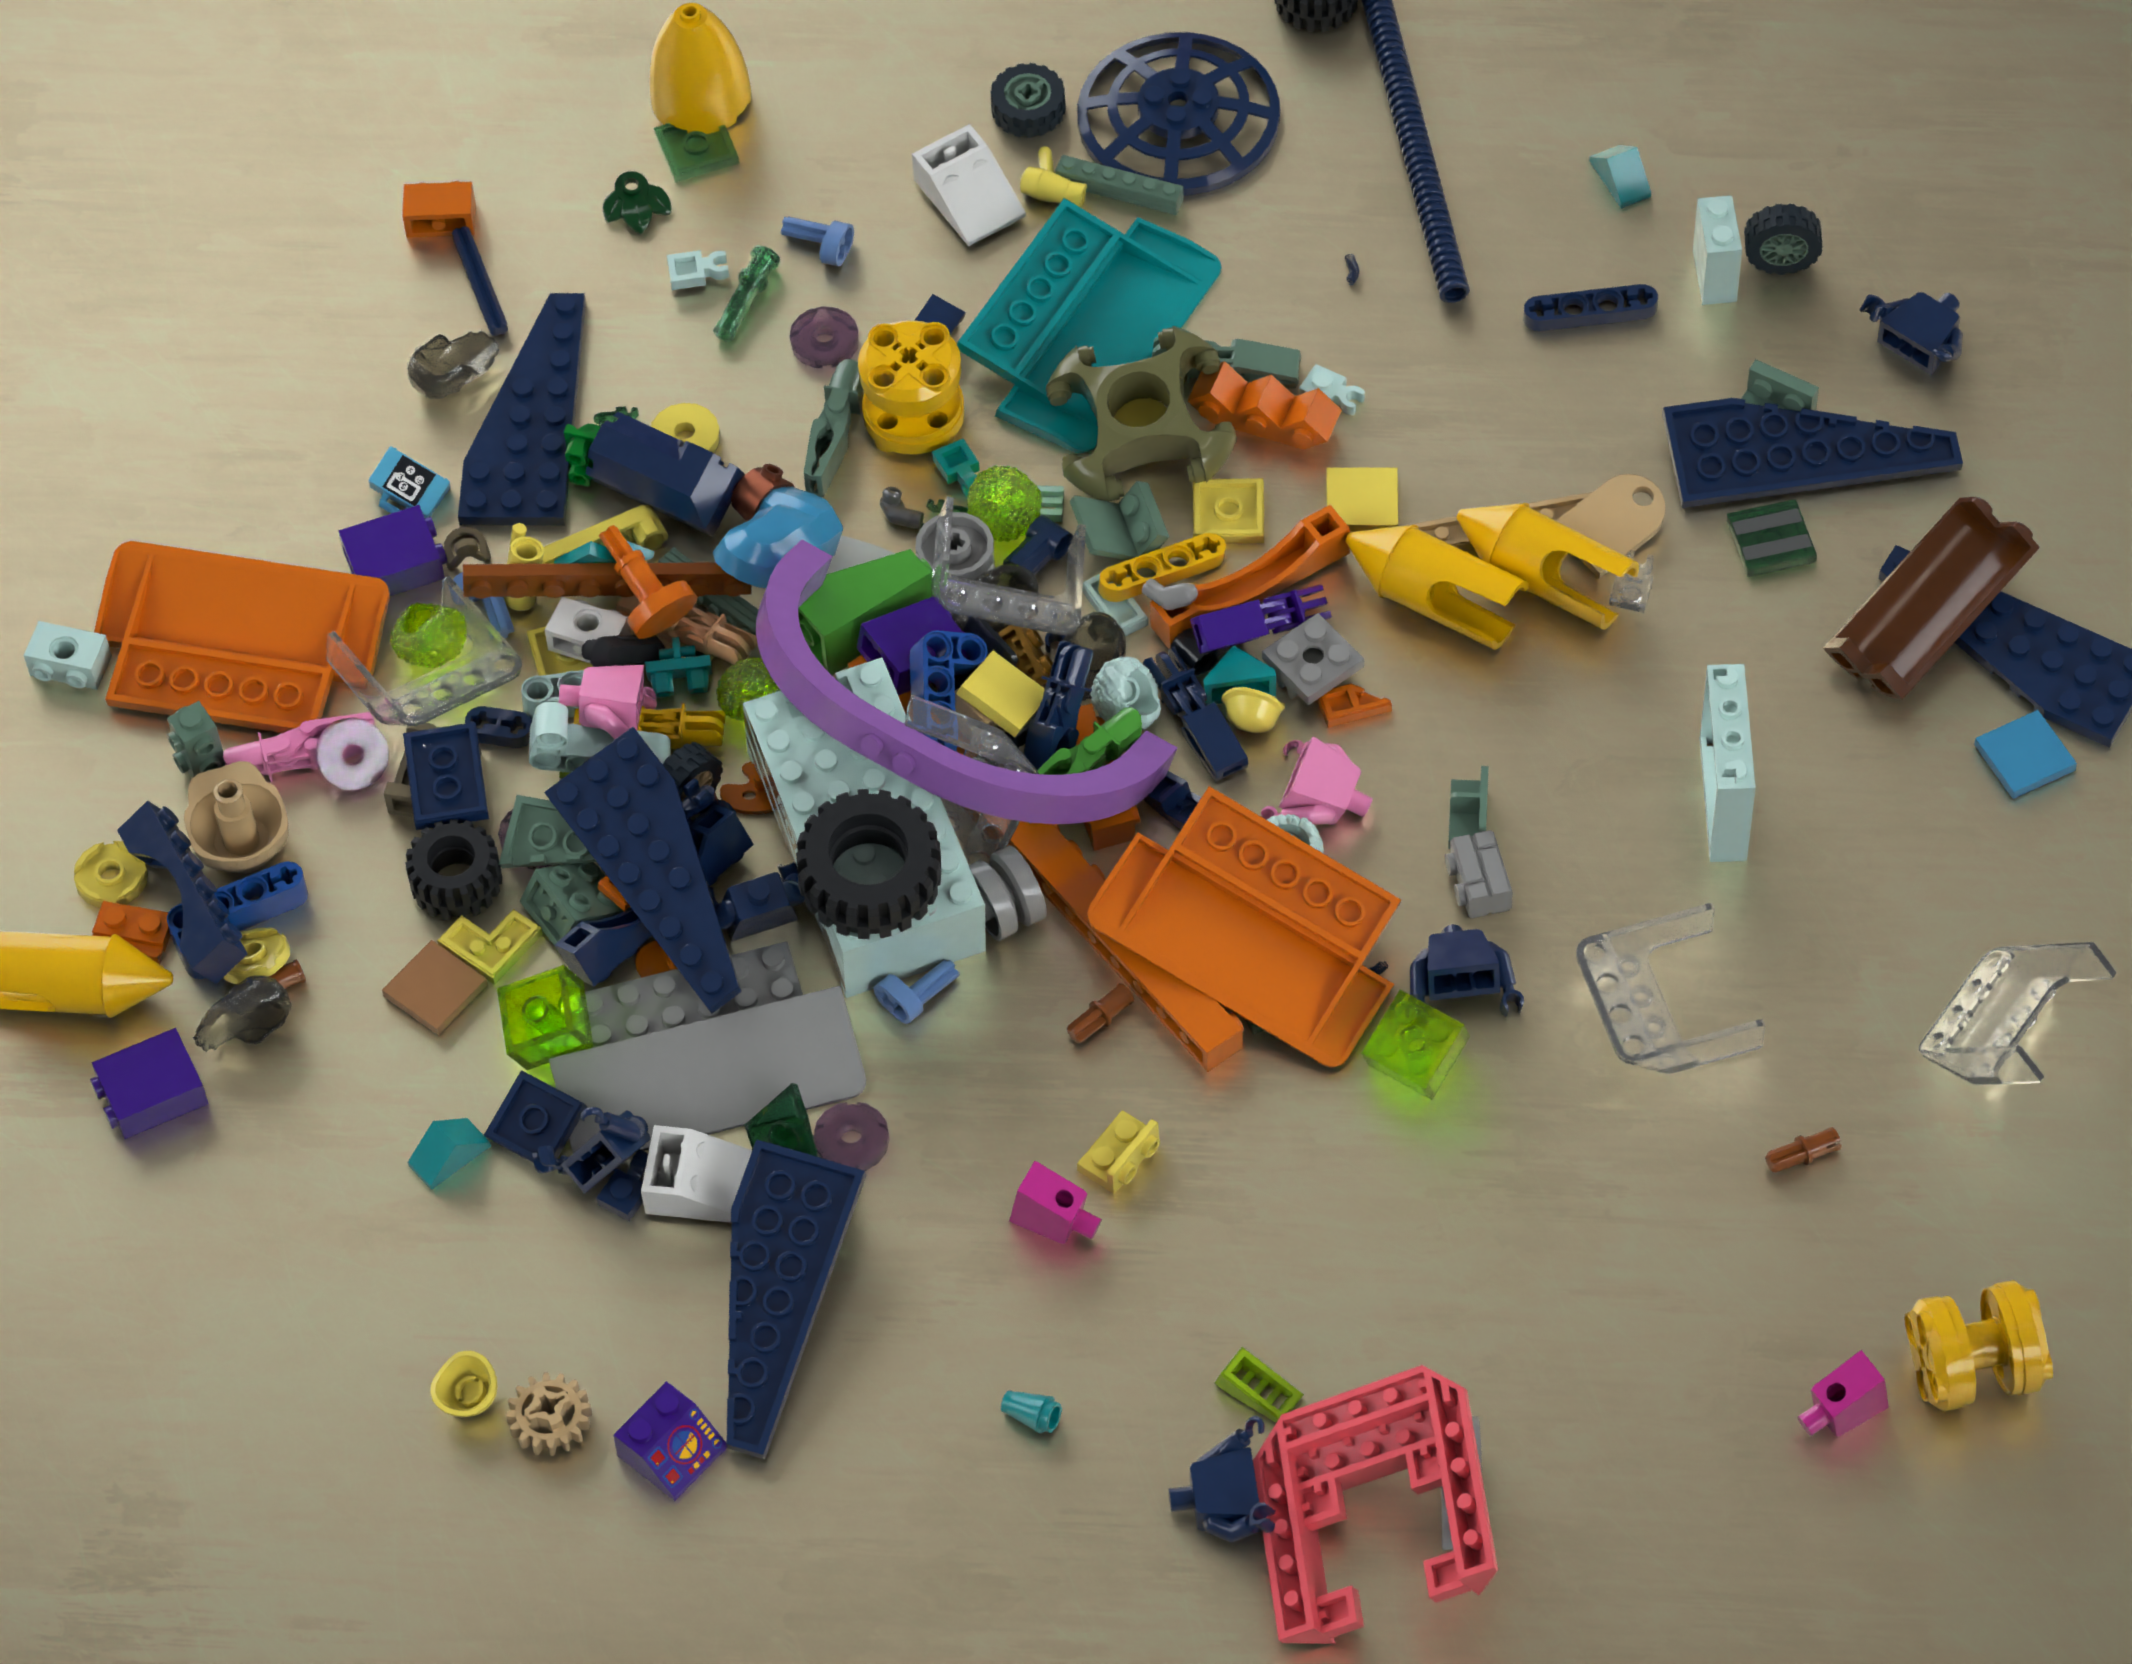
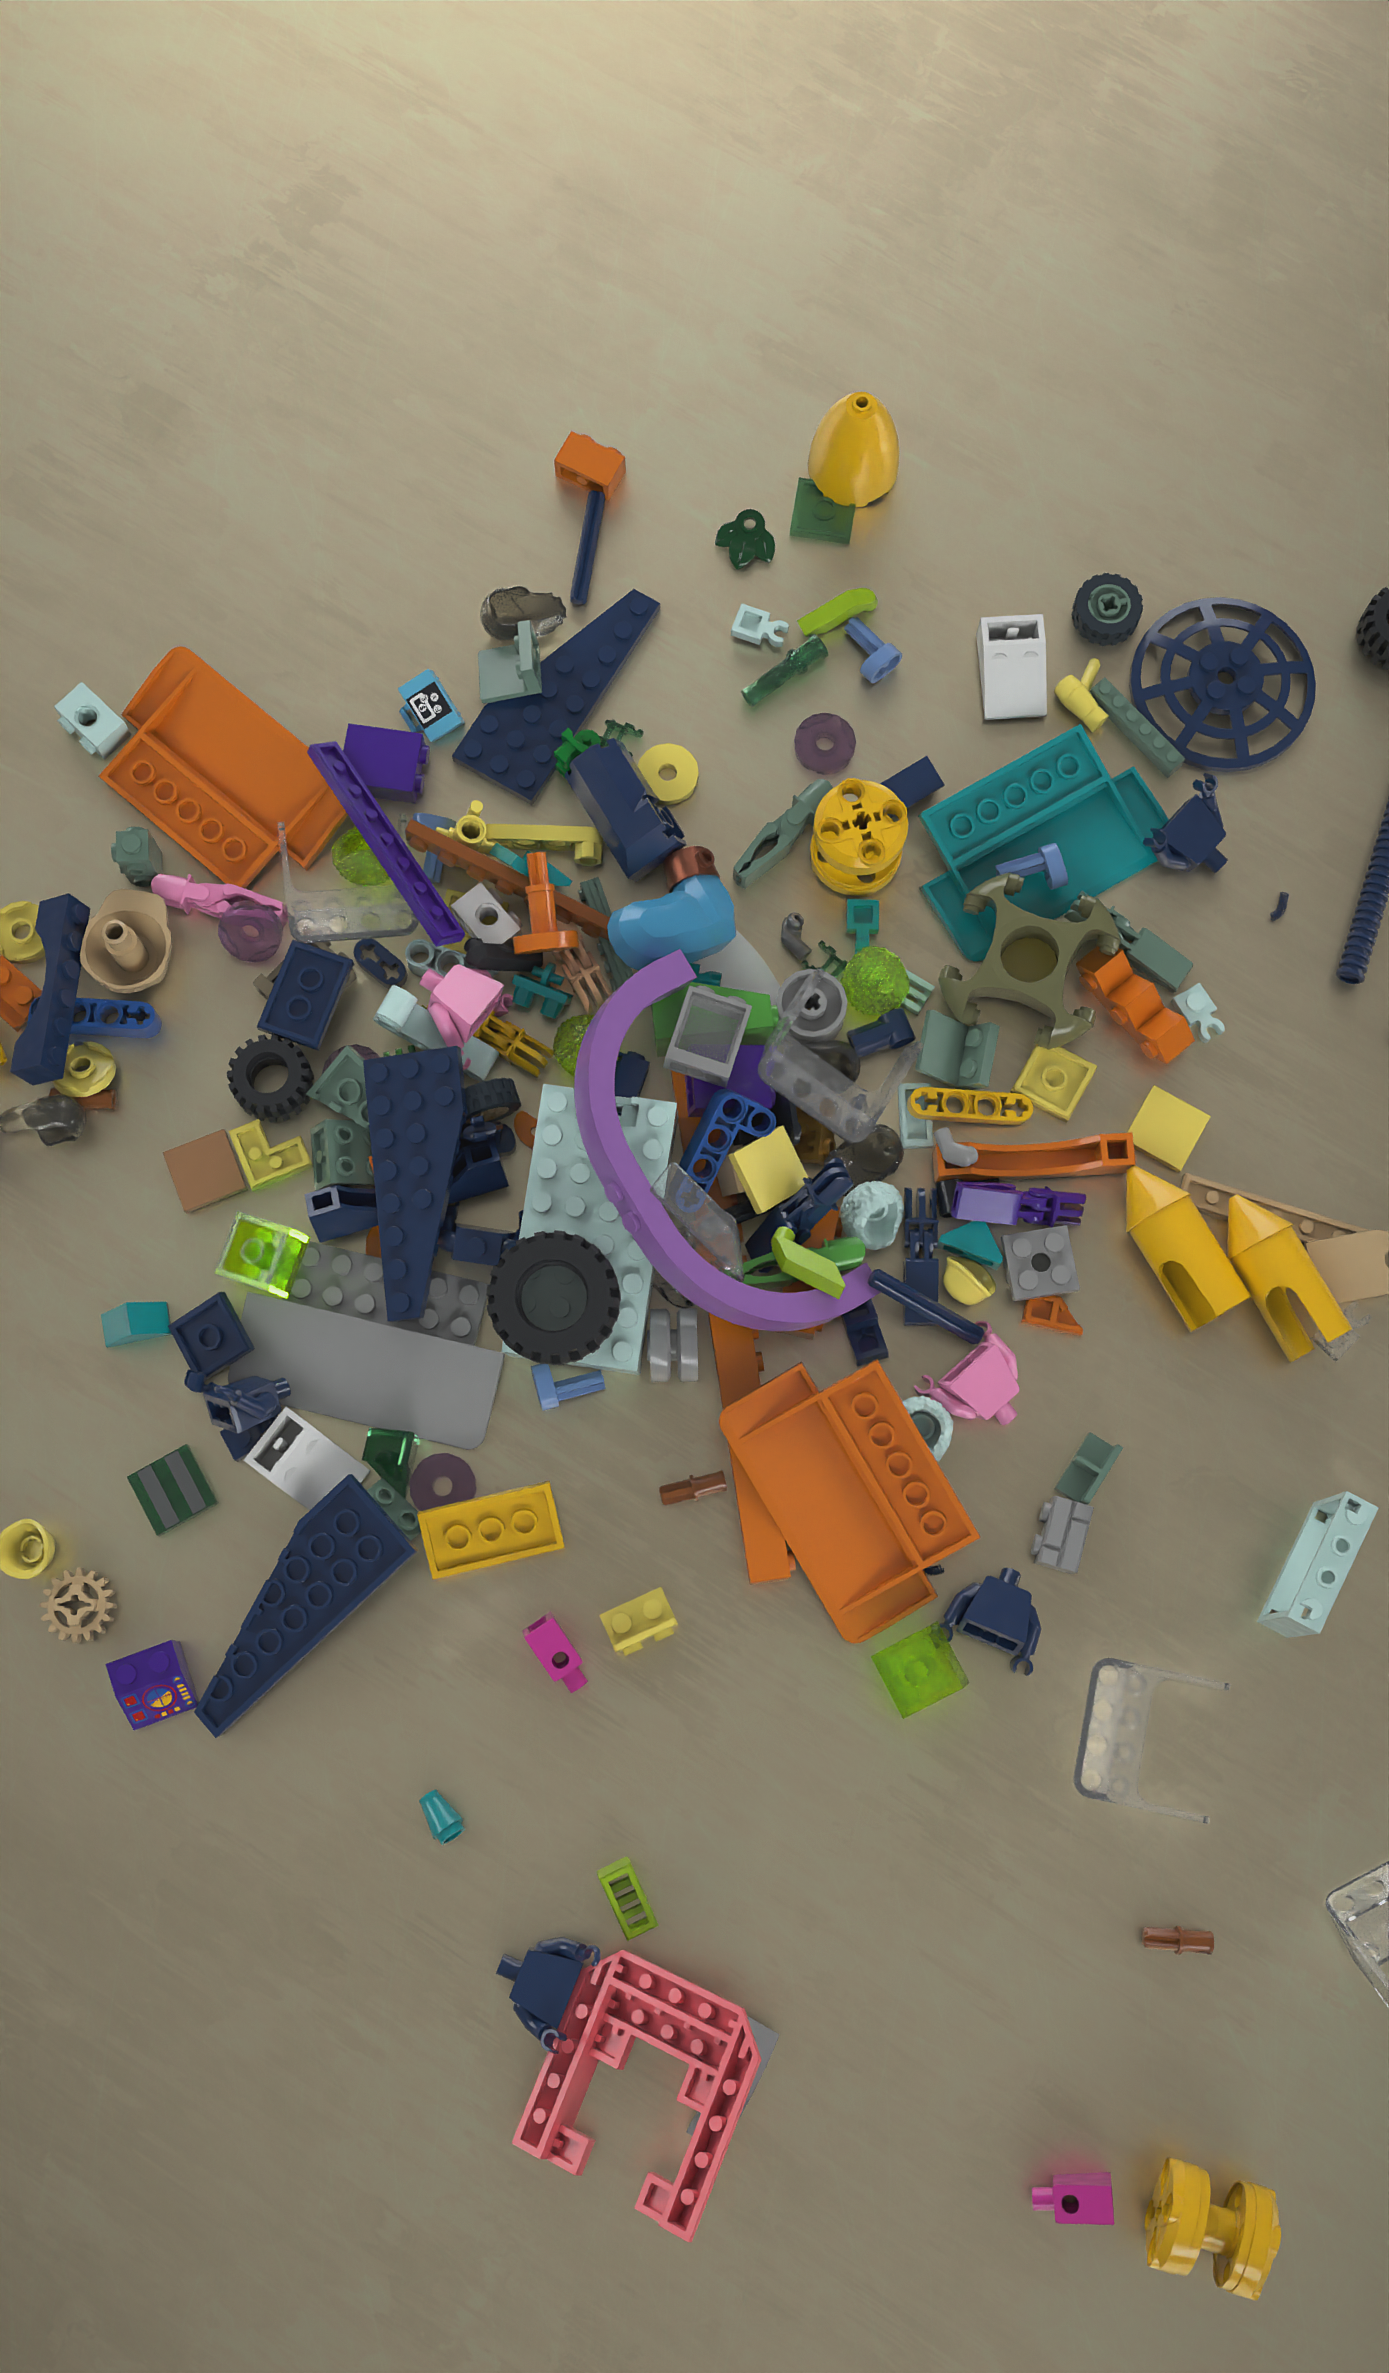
camera: 25 degrees right, 20 degrees up
(447, 603) = (386, 843): none -> dark purple tile
(465, 547) = (439, 793): dark tan piece -> none
(474, 412) = (511, 669): none -> sand green bracket
(580, 1273) = (172, 1490): none -> tile
(766, 218) = (838, 611): none -> lime piece
(874, 602) = (707, 1035): none -> window
(924, 1141) = (490, 1530): none -> yellow plate
(1090, 745) = (806, 1264): none -> lime piece
(1107, 327) = (1046, 860): none -> medium blue piece
(1227, 743) = (925, 1306): none -> dark blue axle
(1228, 240) = (1192, 832): none -> dark blue torso

